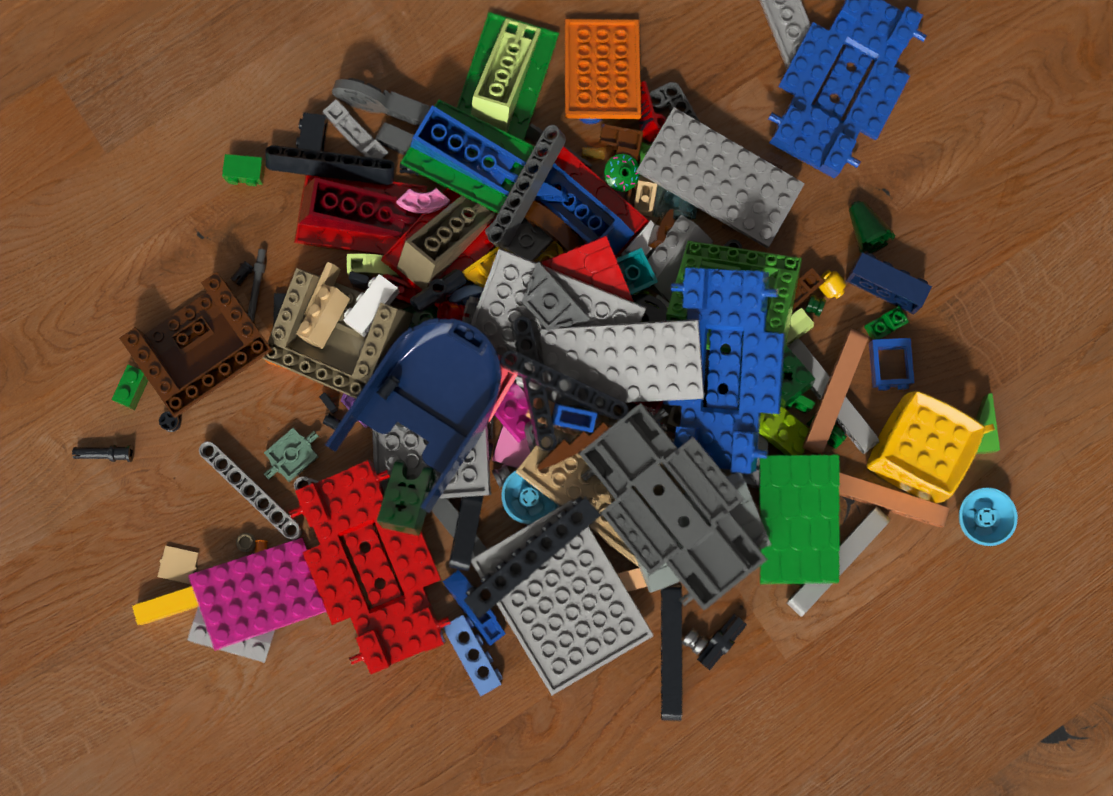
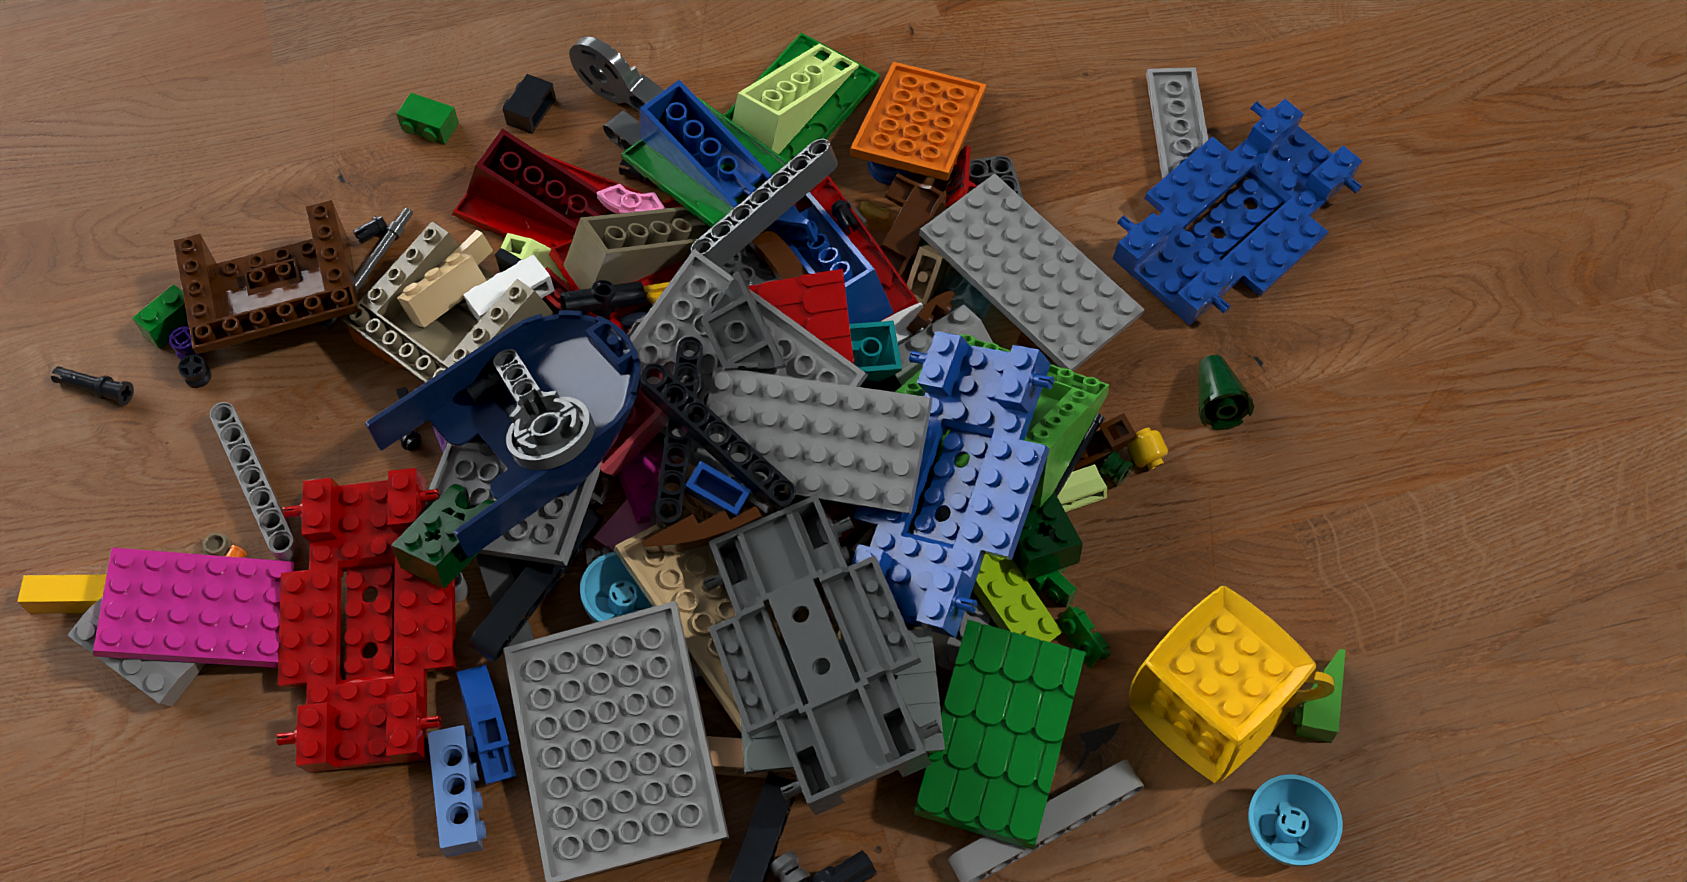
camera: 20 degrees right, 20 degrees down
(157, 407) = (181, 342): none -> dark purple wheel
(177, 564) = (112, 537): tan piece -> none
(291, 455) = (329, 453): sand green plate -> none
(329, 165) = (551, 142): black beam -> none
(353, 131) = (579, 113): light grey slope -> none
(440, 405) = (539, 413): none -> dark grey beam
(481, 605) = (486, 696): black brick -> none
(576, 168) = (842, 212): none -> black pin
(614, 176) = (891, 240): green dish -> none
(835, 392) = (1110, 577): nougat beam -> none
(848, 416) = (1107, 598): light grey beam -> none
(886, 324) = (1212, 523): green slope -> none
(888, 283) = (1228, 464): dark blue brick -> none
(891, 344) = (1205, 547): blue window -> none
(892, 501) = (1151, 759): nougat beam -> none

